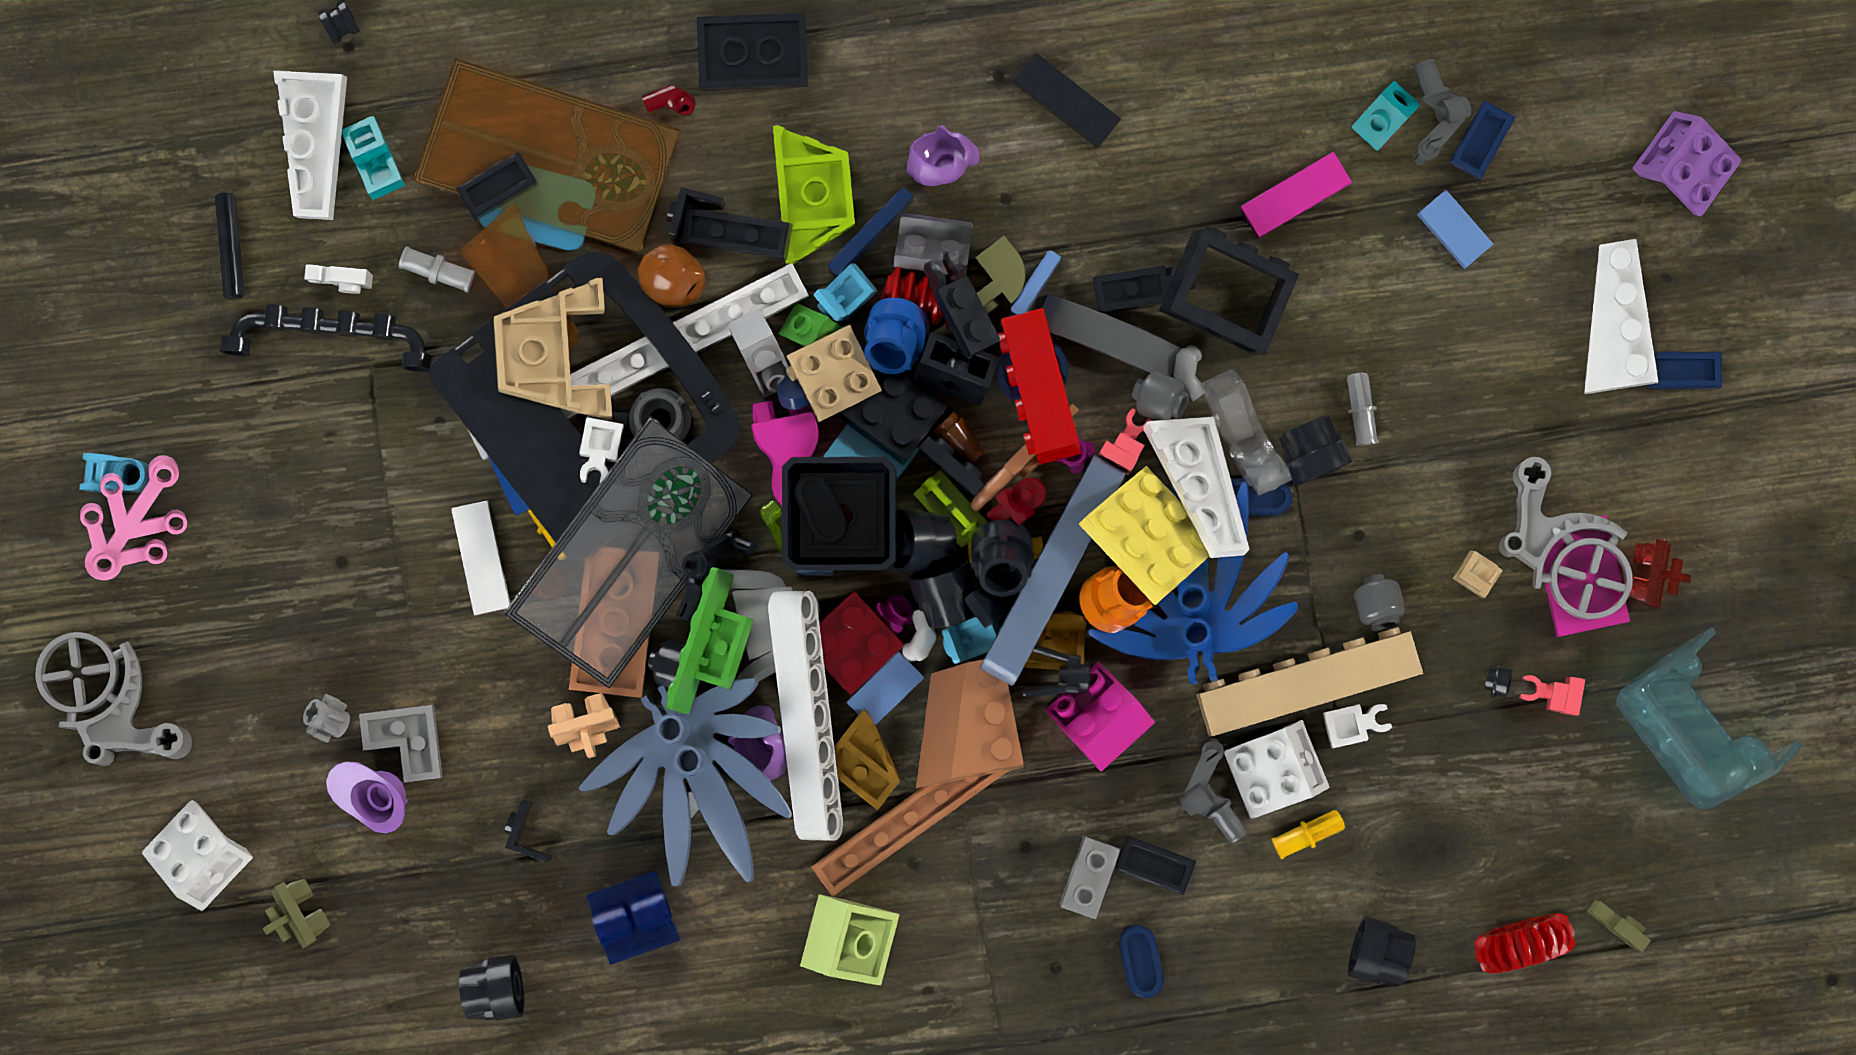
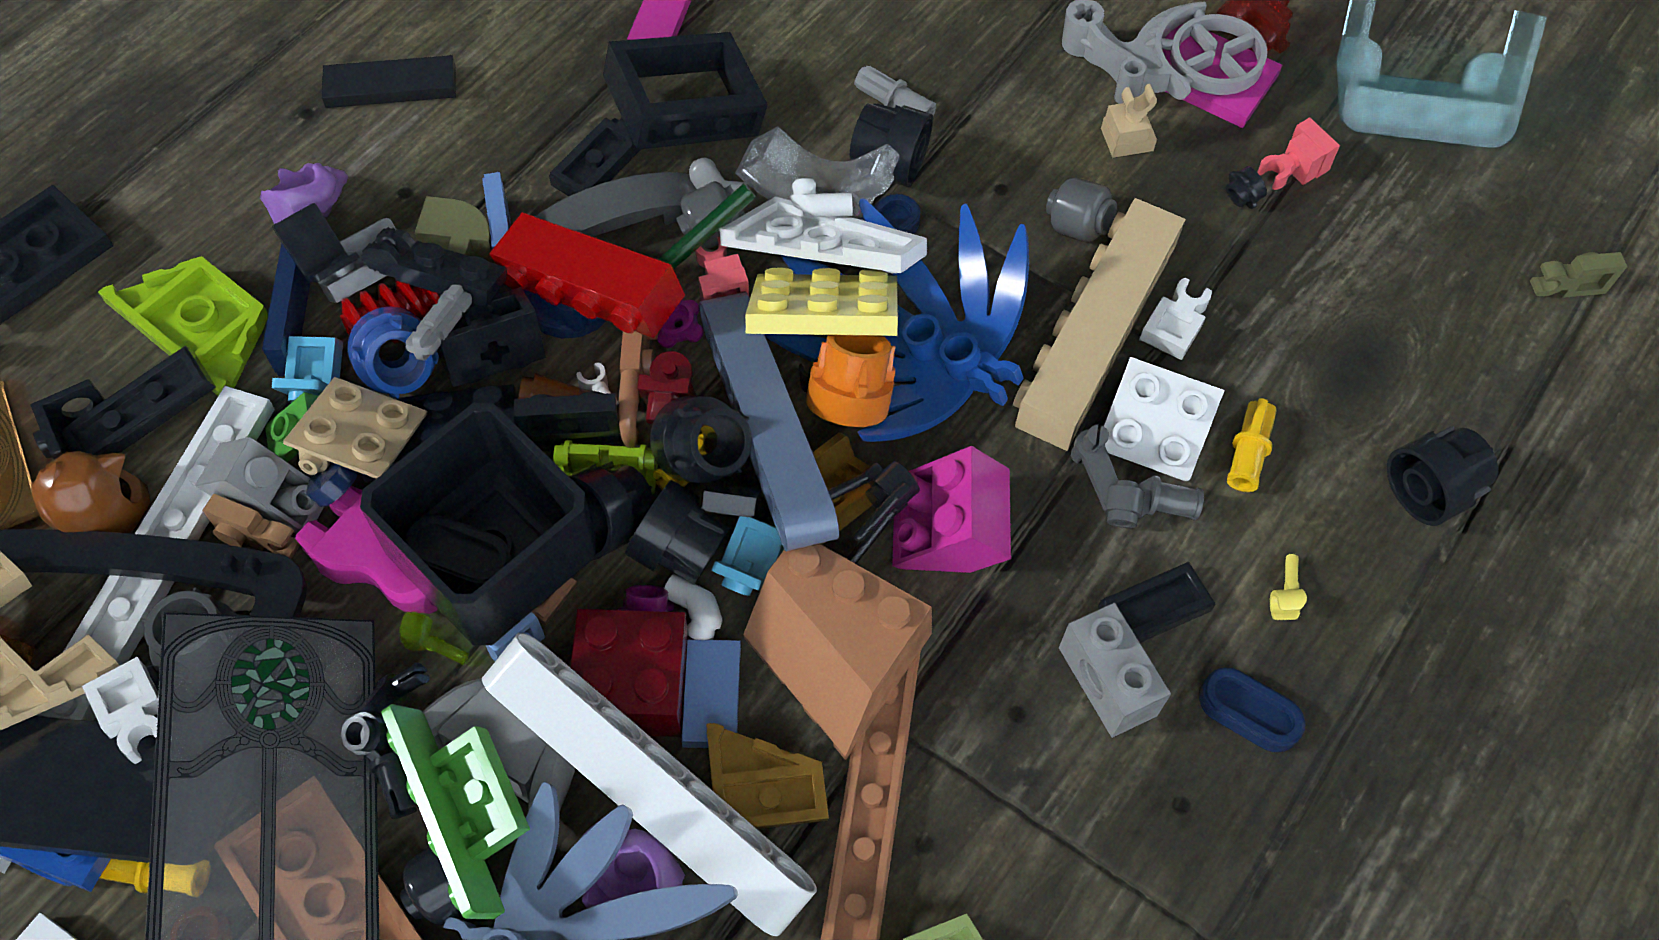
camera: 45 degrees left, 25 degrees down
(731, 365) = (243, 525): none -> medium nougat plate
(909, 224) = (313, 244): none -> black bracket
(927, 353) = (438, 322): none -> light grey axle
(990, 457) = (599, 384): none -> white hand
(1133, 411) = (708, 226): none -> dark green bar
(1219, 456) = (821, 204): none -> white arm
(1223, 932) = (1287, 603): none -> light yellow hand
(1524, 943) = (1540, 345): red gear -> none

